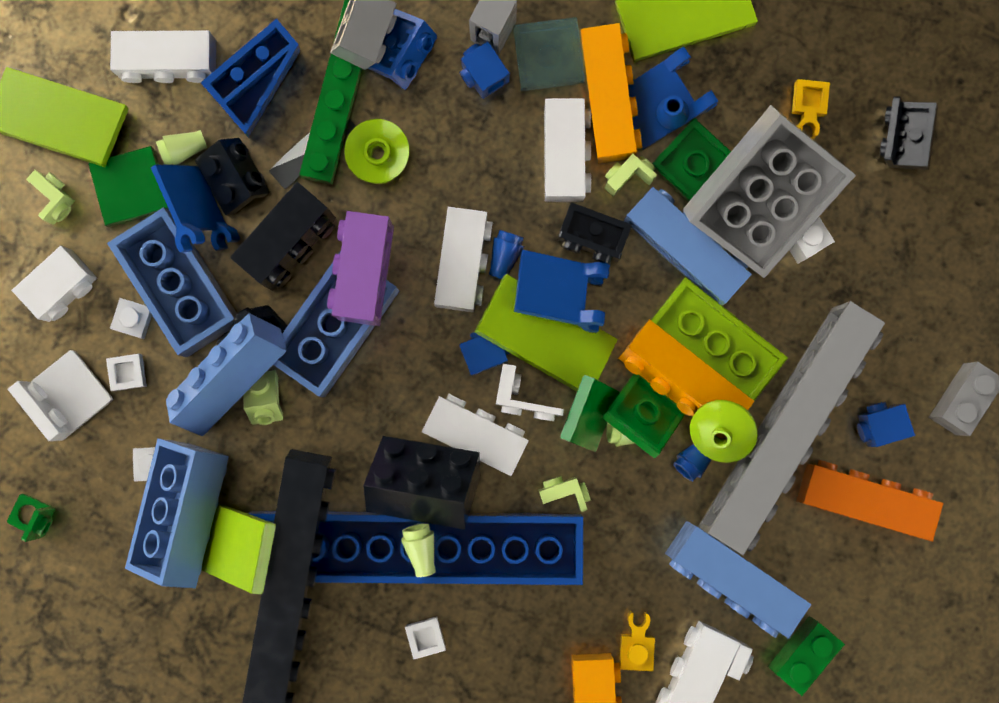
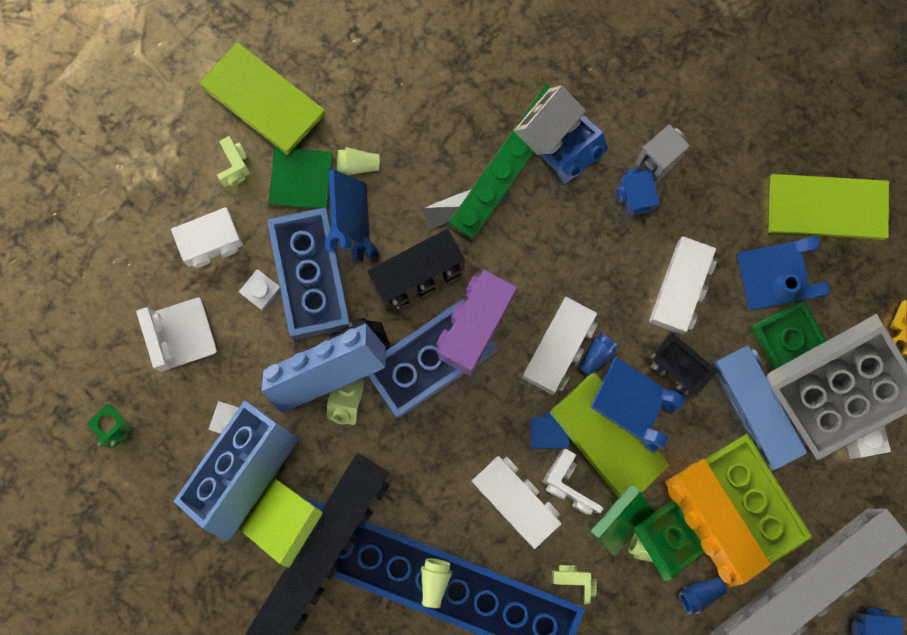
camera: 20 degrees right, 5 degrees down
(126, 372) = (238, 334): white plate -> none
(162, 55) = (372, 81): white brick -> none
(231, 175) = (390, 201): black bracket -> none
(253, 75) = (440, 125): blue wedge -> none
(375, 135) = (521, 212): lime dish -> none
(422, 482) = (457, 525): black brick -> none
(548, 54) = (697, 199): clear light blue tile -> none
(609, 92) = (738, 252): light orange brick -> none
(620, 174) = (723, 324): yellowish green bracket -> none
(728, 419) = (740, 569): lime dish -> none

